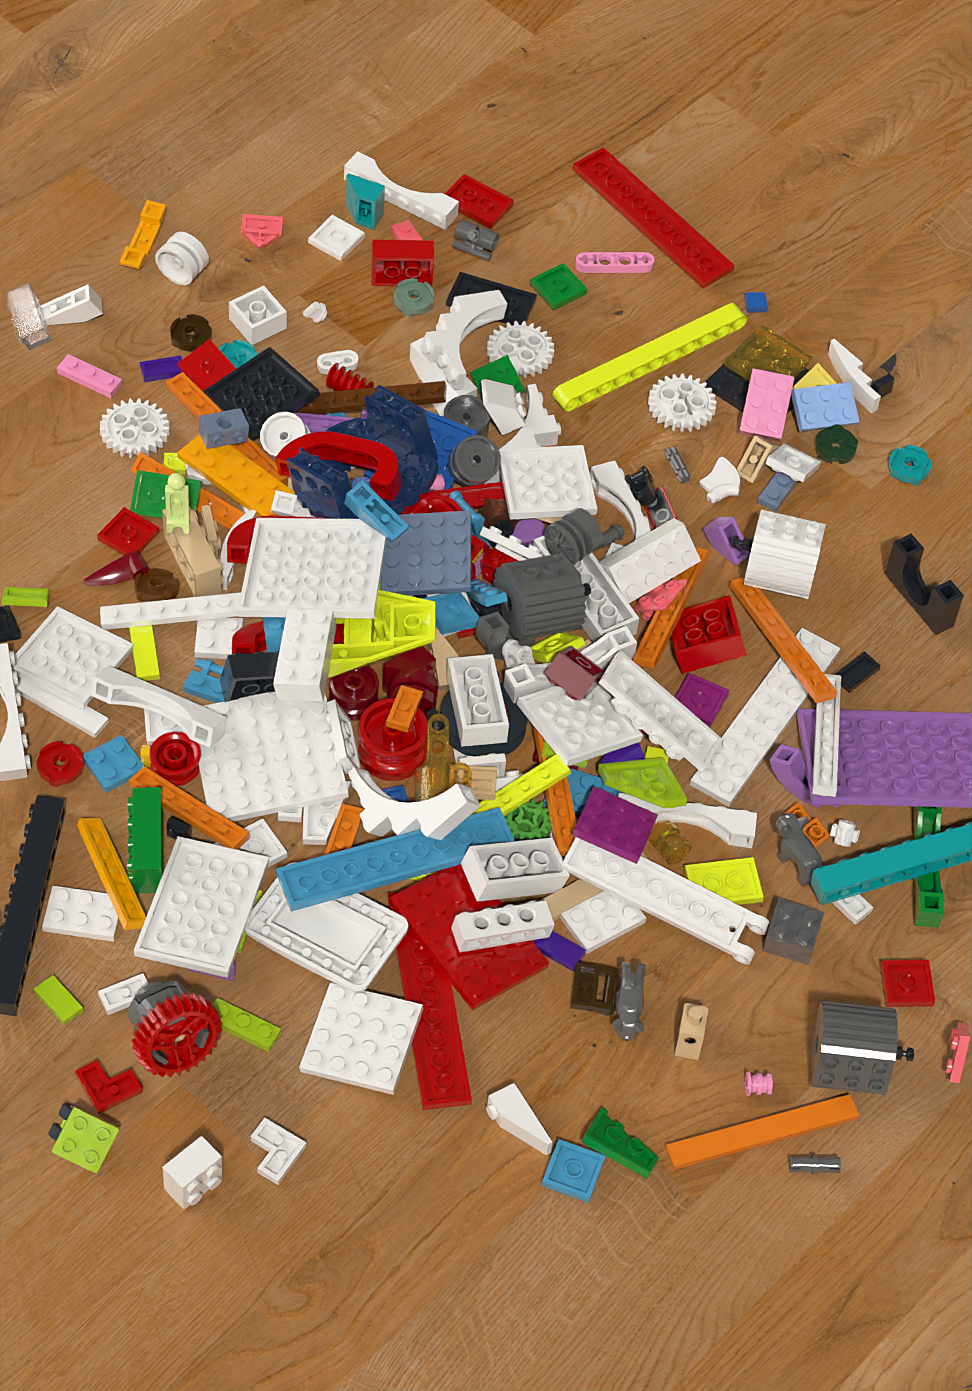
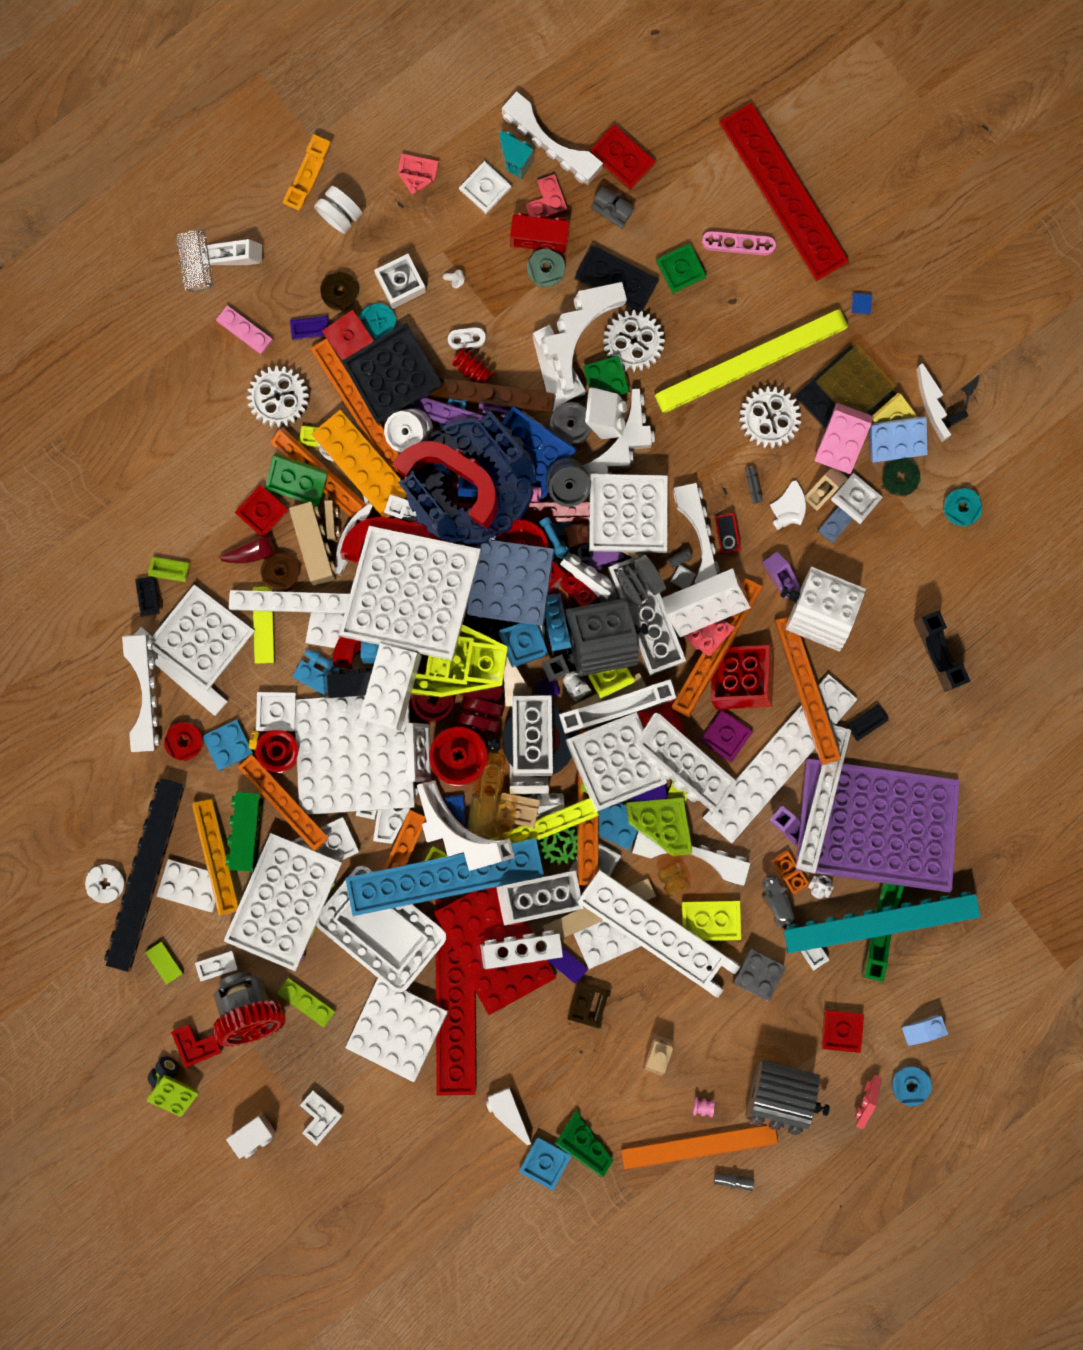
camera: 10 degrees right, 30 degrees up
(122, 688) = (236, 681): white arch -> none
(177, 503) = (298, 524): yellowish green plate -> none
(177, 828) = (273, 820): black tile -> none
(223, 428) = (361, 412): sand blue brick -> none
(374, 511) = (469, 547): dark azure slope -> none
(404, 708) = (468, 743): orange plate -> none
(574, 673) = (619, 721): slope -> none
(615, 825) = (628, 870): magenta plate -> none
(630, 1002) = (612, 1029): dark grey animal -> none
(643, 486) = (715, 507): black piece -> none

